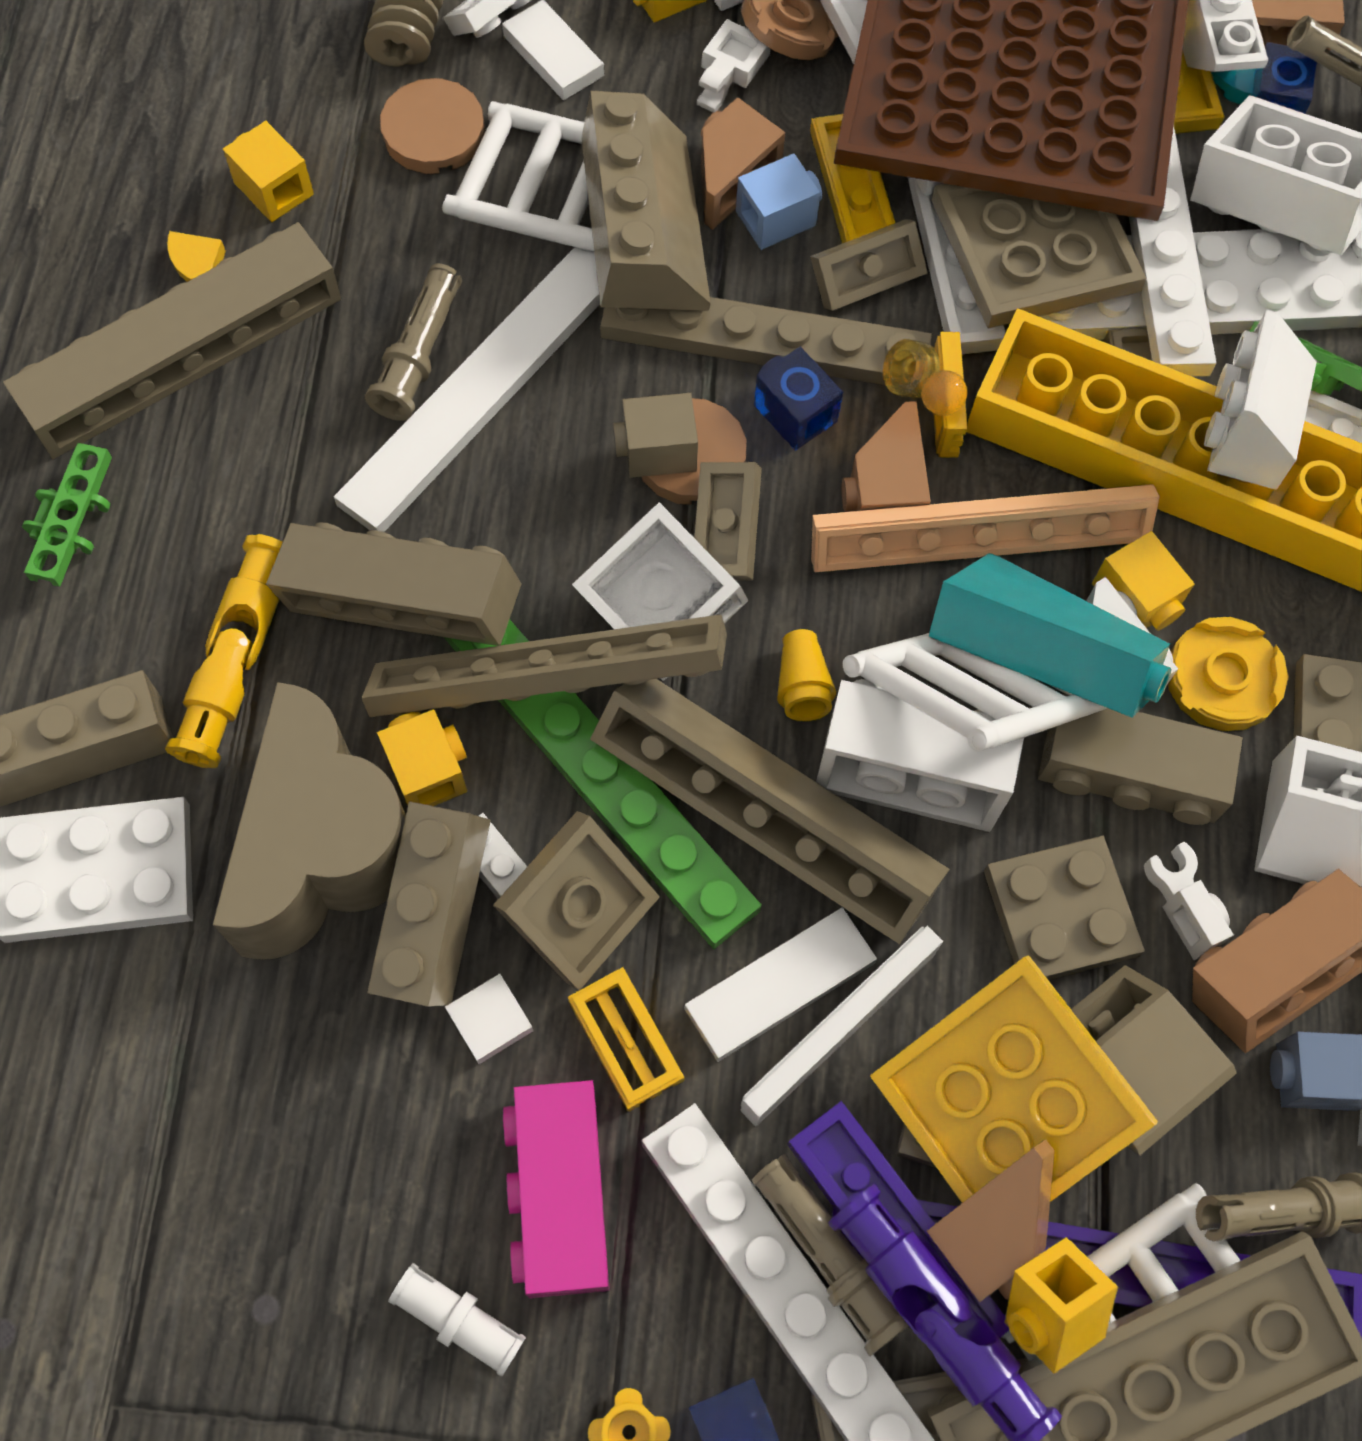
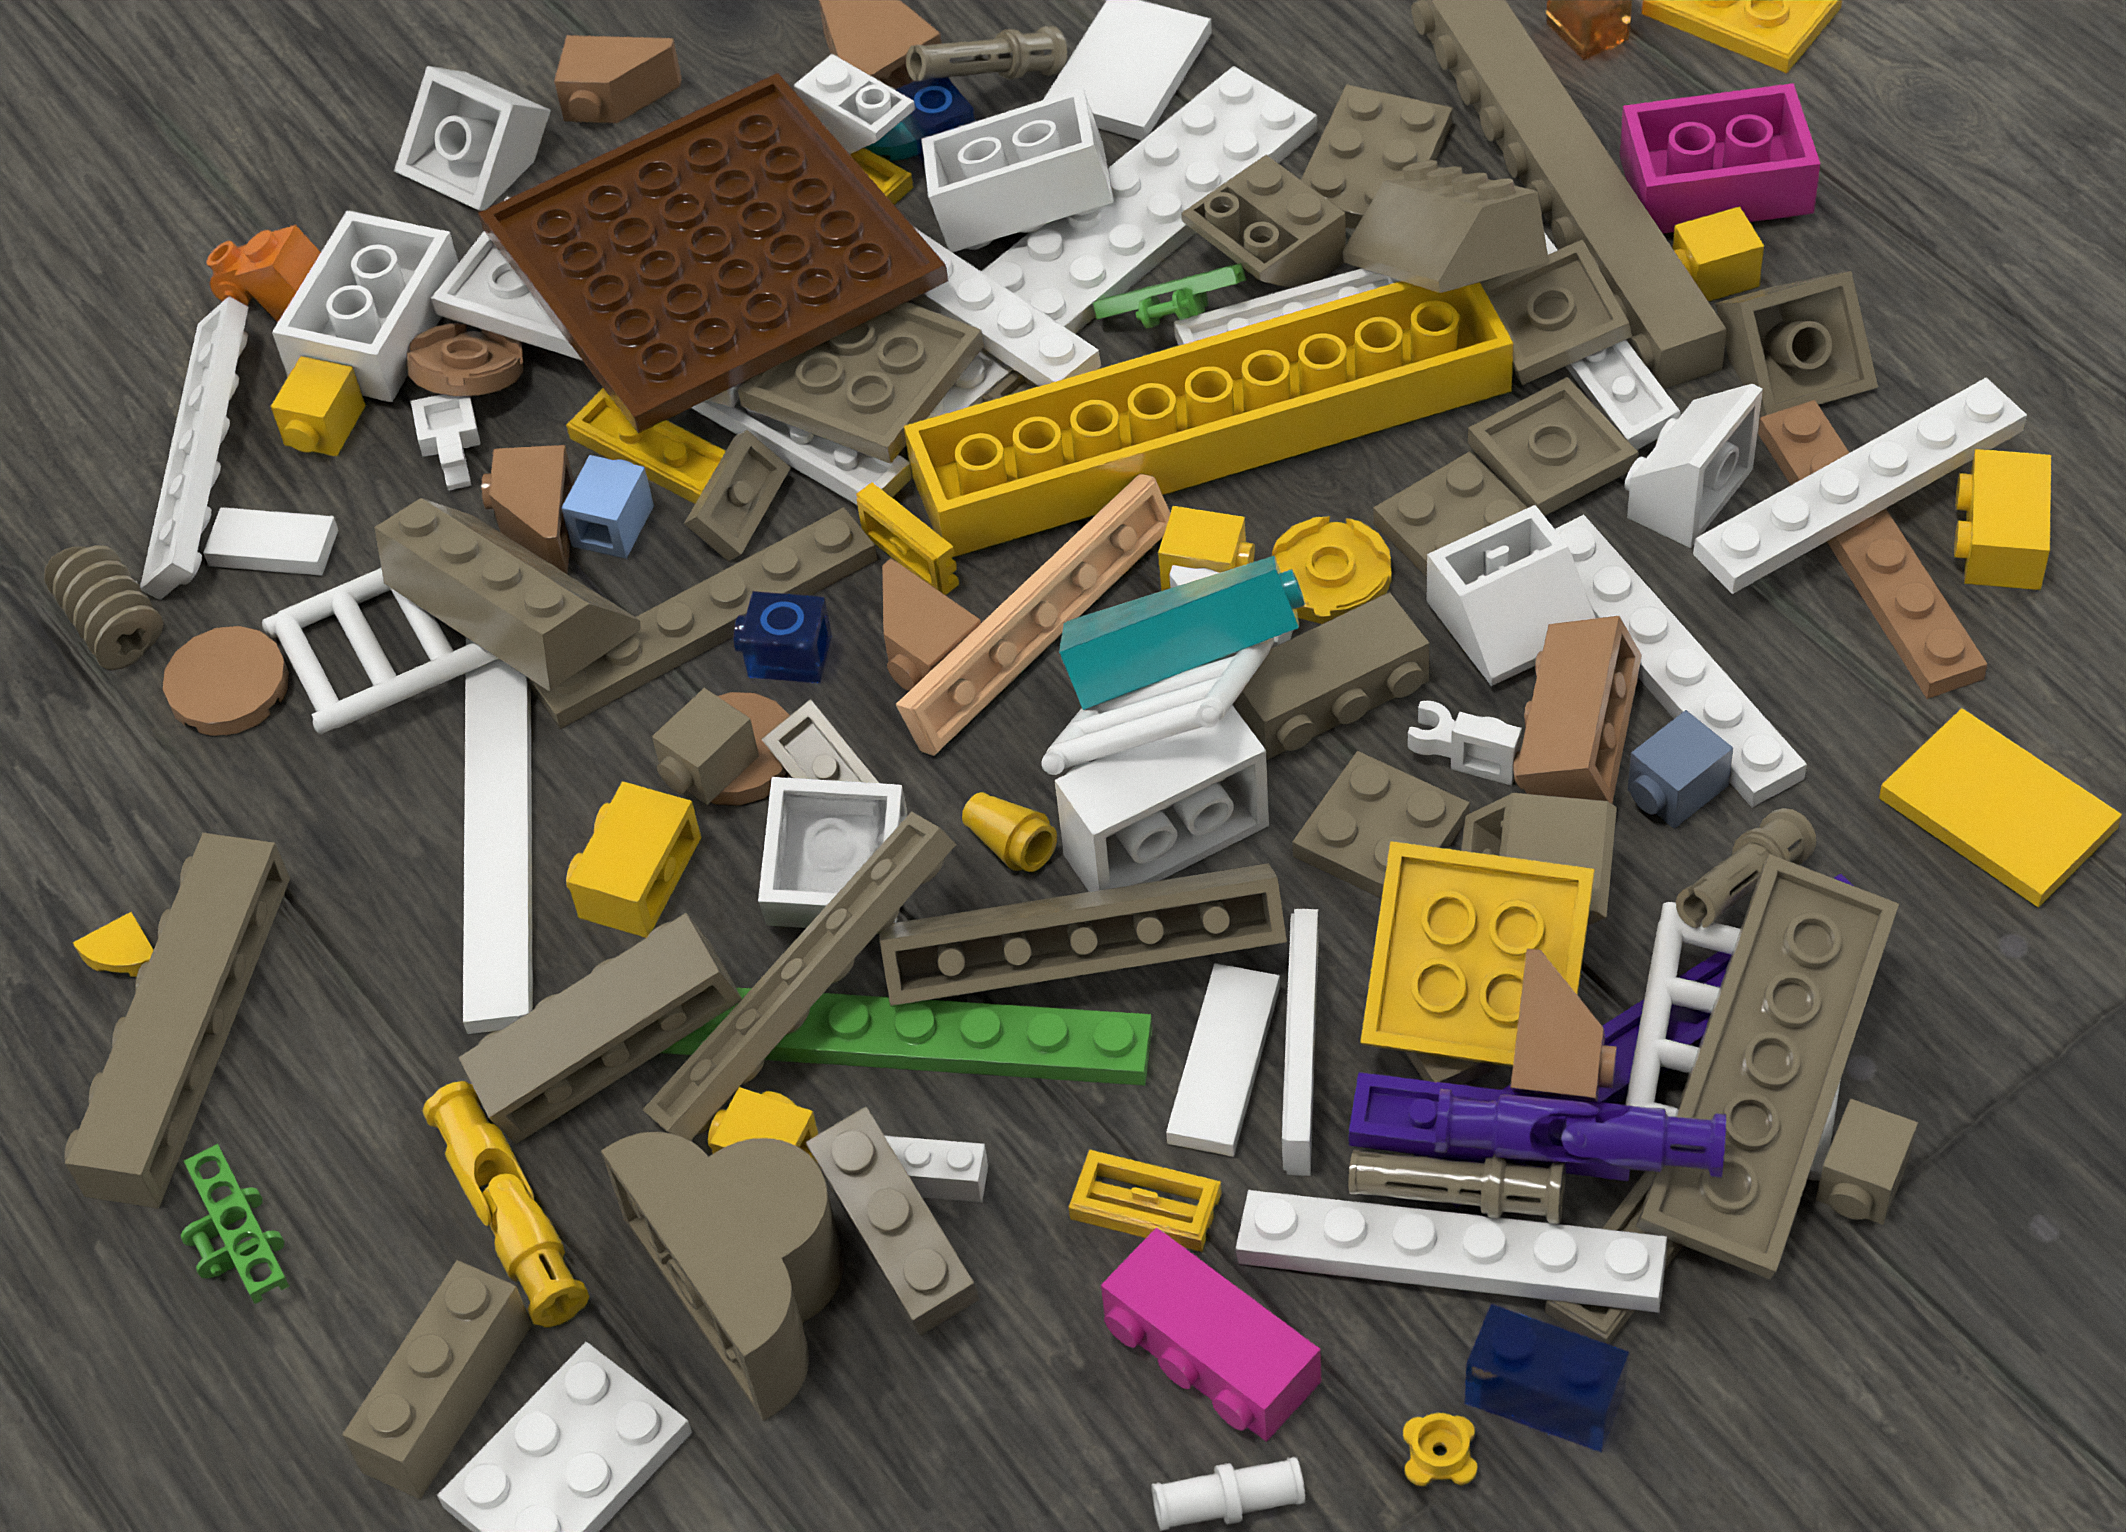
camera: 35 degrees left, 15 degrees down
(268, 171) = (115, 824): yellow brick -> none
(408, 360) = (412, 870): dark tan pin -> none
(489, 1018) = (1022, 1279): white tile -> none
(544, 475) = (633, 859): none -> yellow brick
(577, 900) = (1006, 1123): dark tan plate -> none
(914, 372) = (906, 531): clear yellow plate -> none
(1059, 1305) = (1650, 1044): yellow brick -> none
(1262, 405) = (1170, 345): white slope -> none

